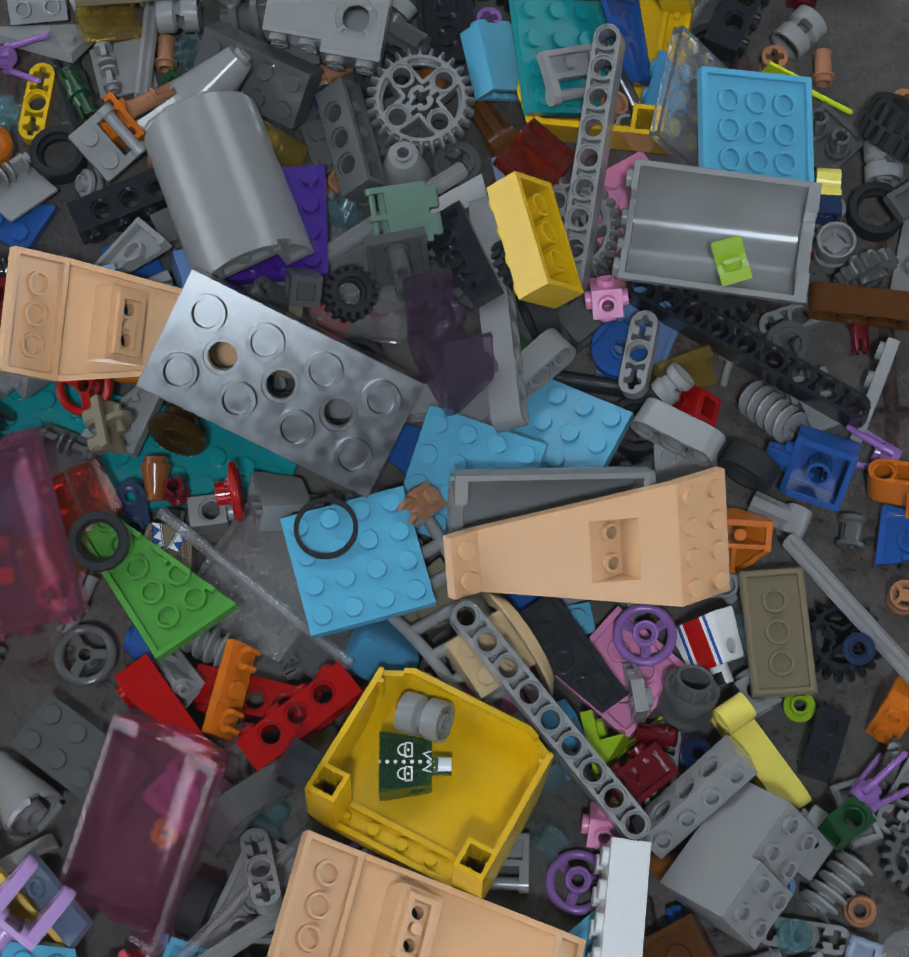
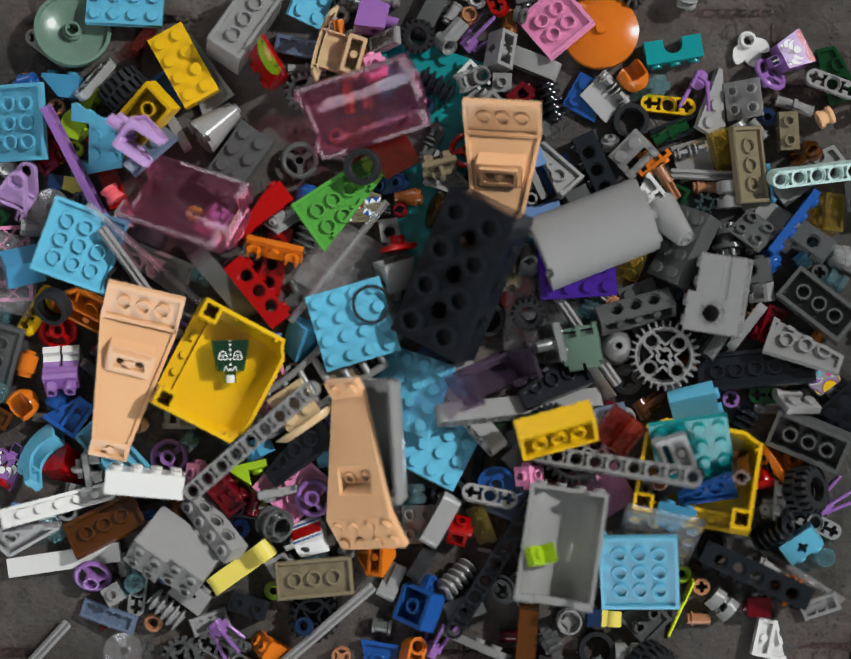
camera: 85 degrees right, 15 degrees up
(270, 880) = (173, 267): light grey beam -> none
(297, 764) = (223, 292): black brick -> none
(302, 287) = (528, 284): dark grey brick -> none
(419, 715) = (256, 366): light grey wheel -> none
(422, 502) = (390, 362): nougat plate -> none
(672, 384) = (469, 516): light grey wheel -> none
(838, 832) = (195, 608): dark green brick -> none

